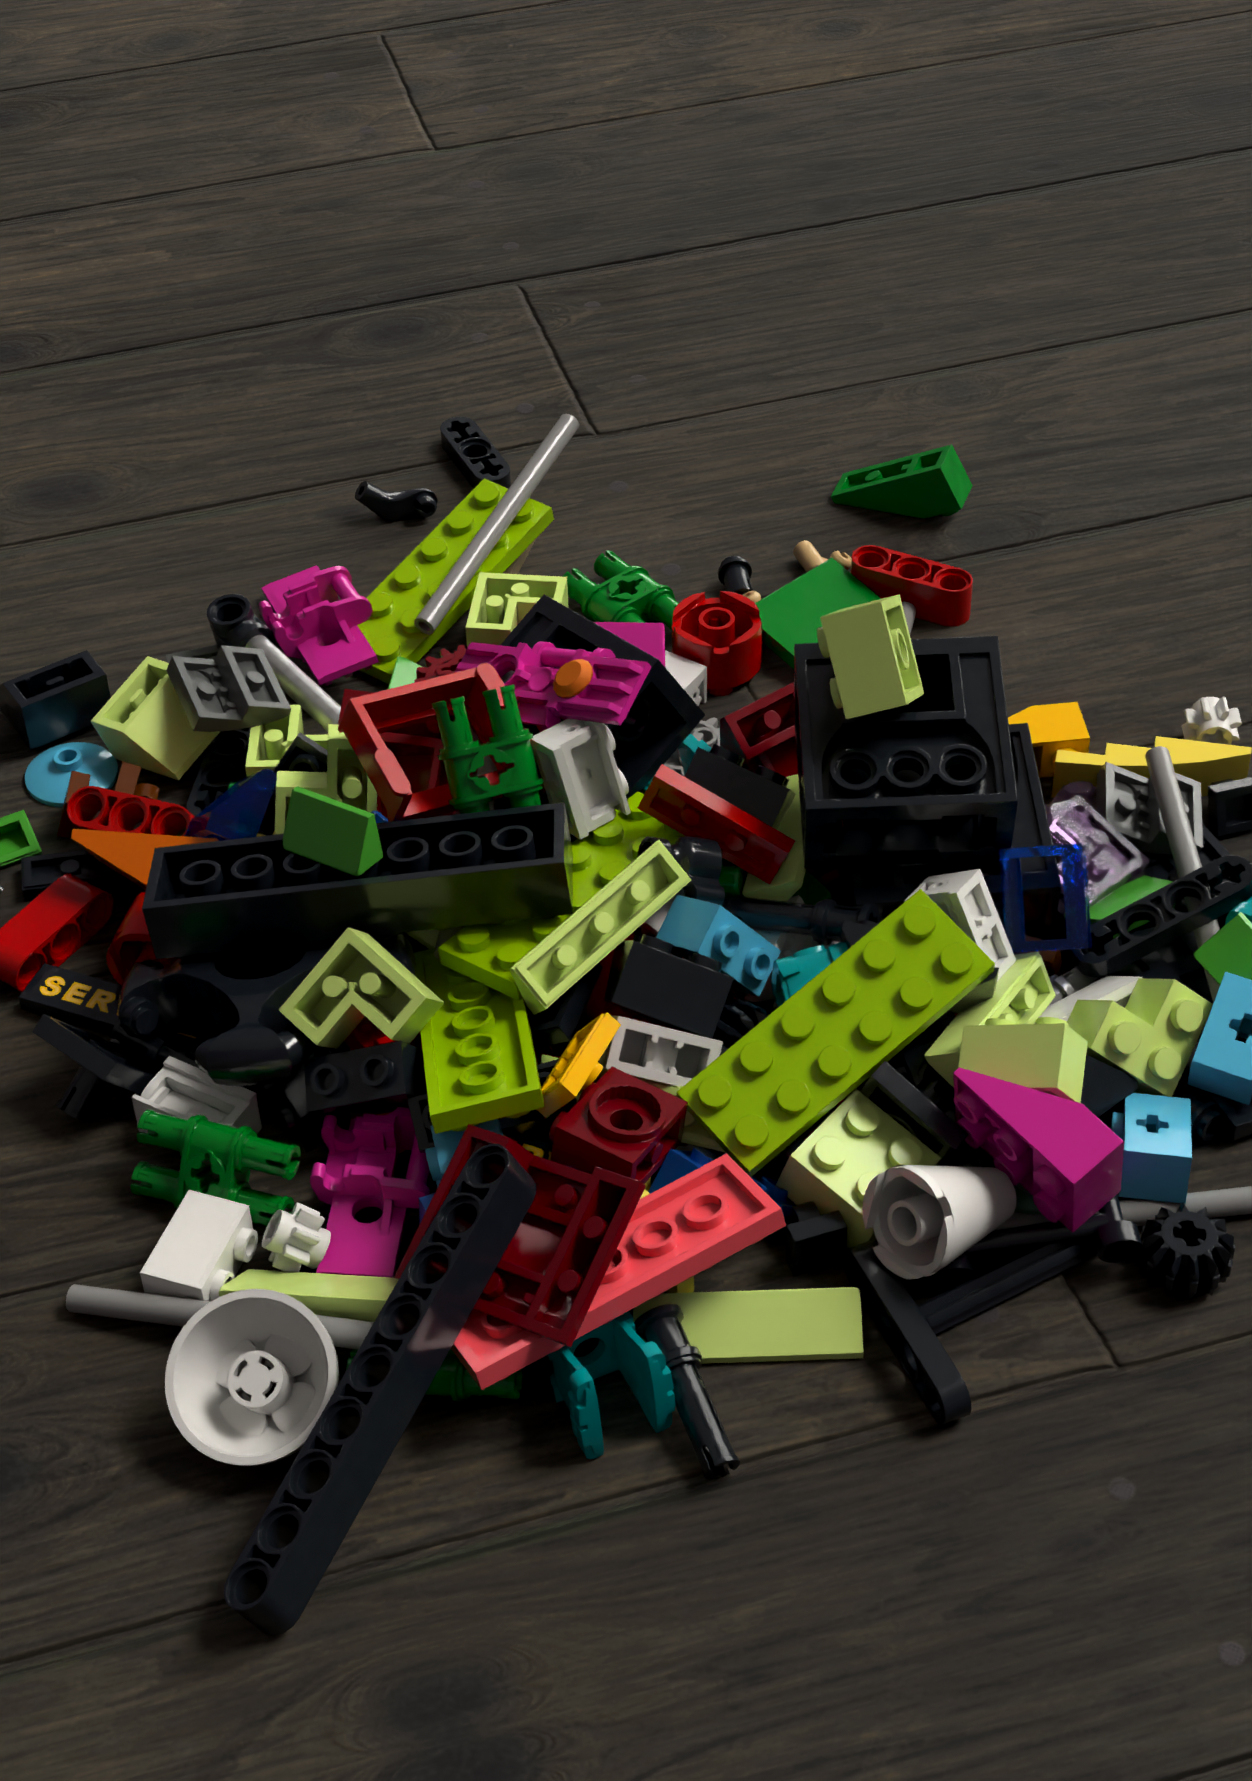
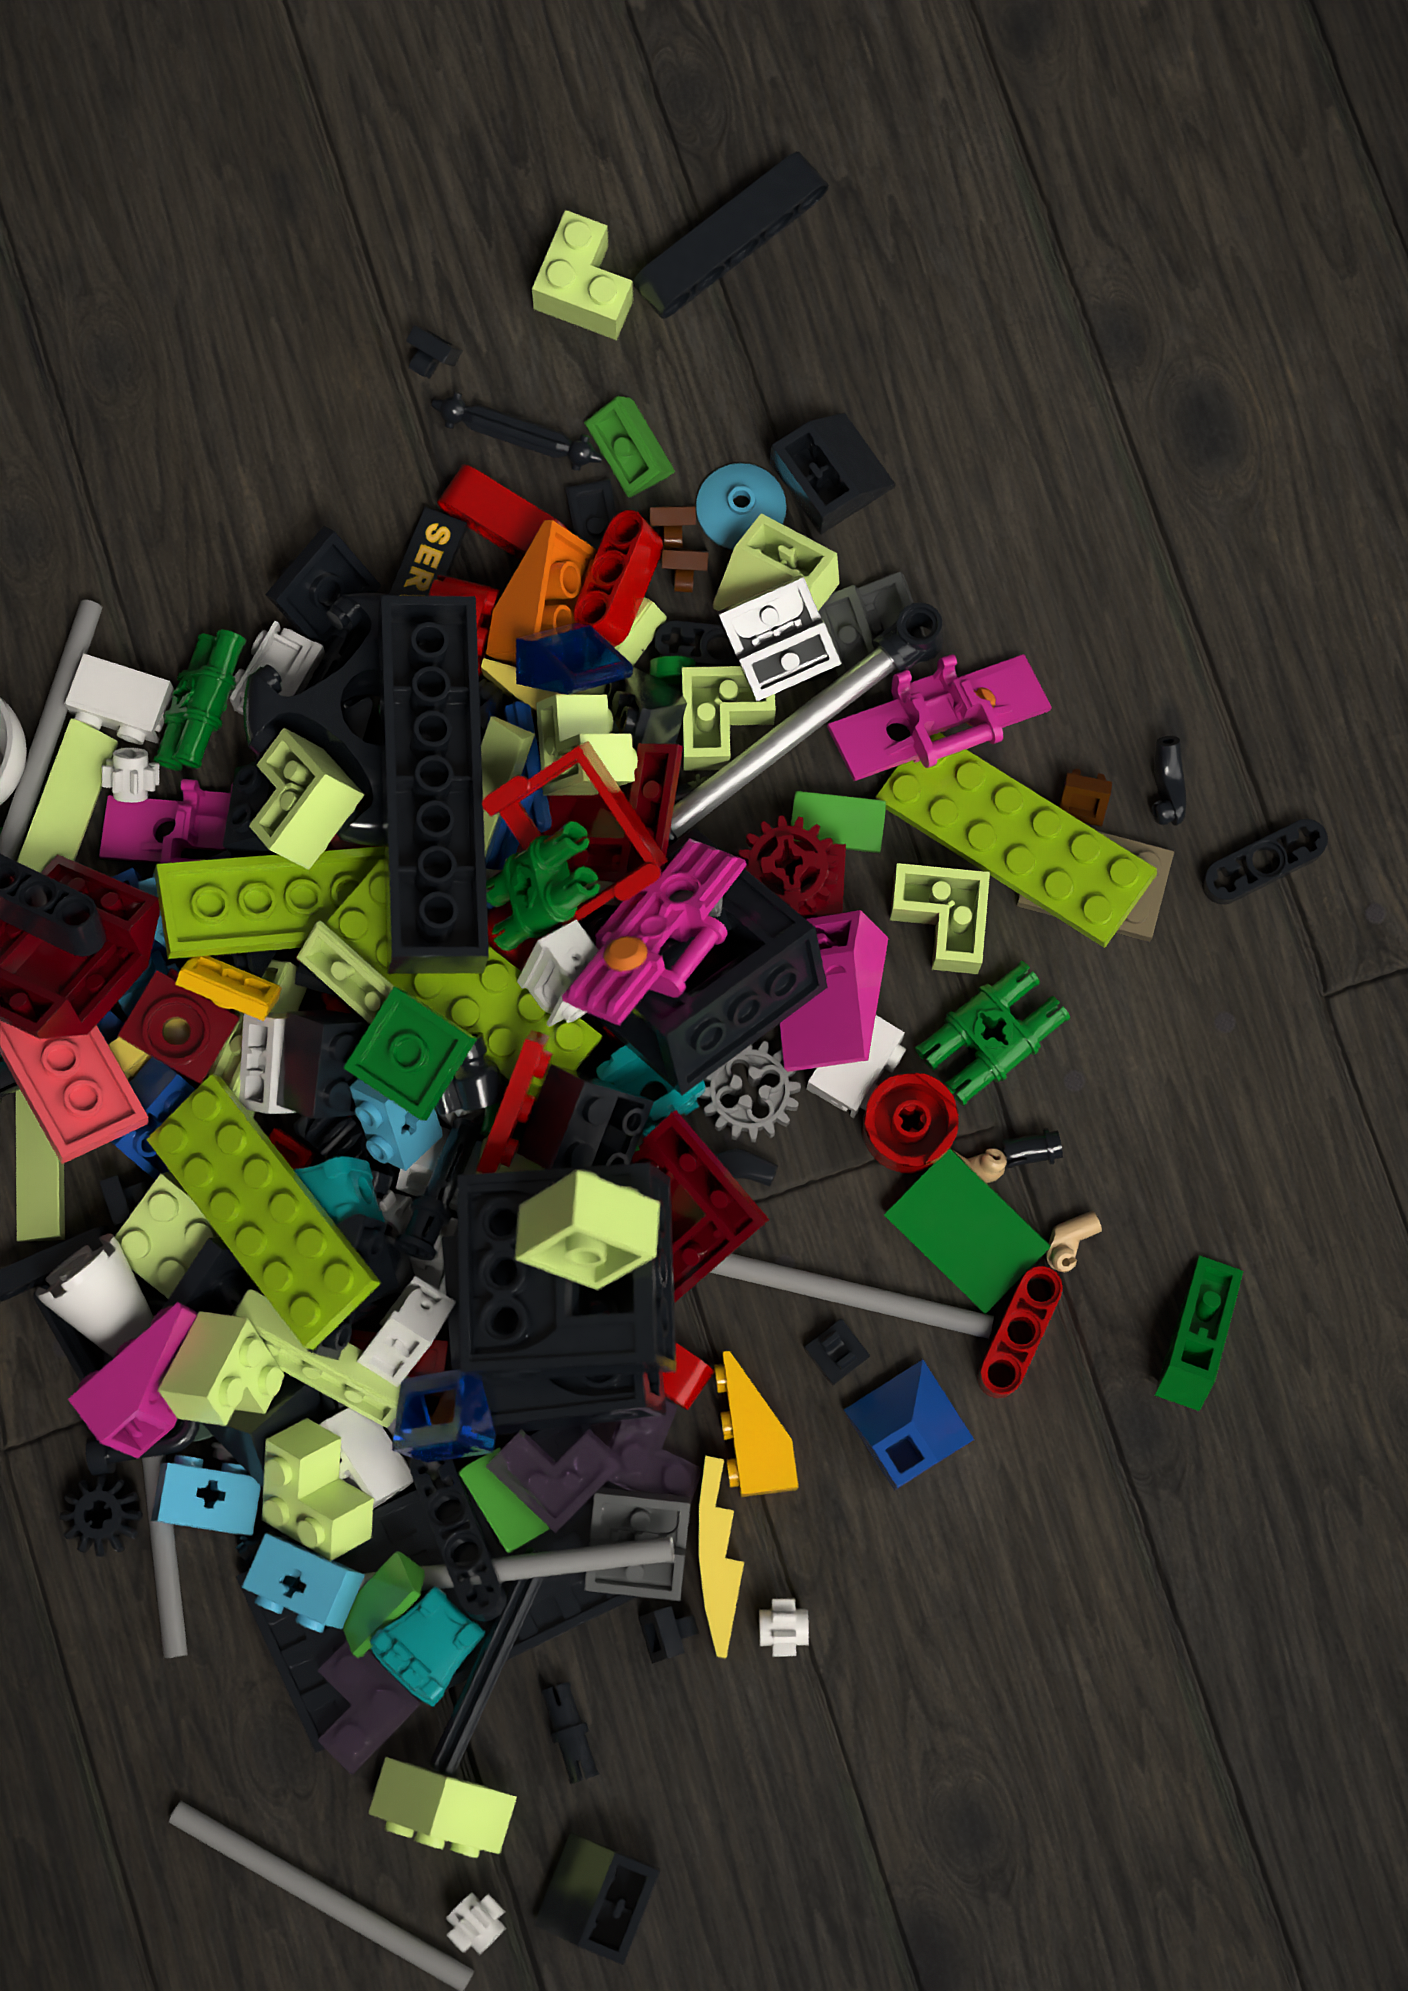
camera: 85 degrees right, 35 degrees up
(331, 832) = (444, 749): bright green slope -> none
(401, 542) = (1086, 797): none -> reddish brown tile
(496, 524) = (1067, 887): light grey piece -> none
(667, 872) = (410, 1053): none -> green tile
(1030, 646) = (908, 1425): none -> blue slope

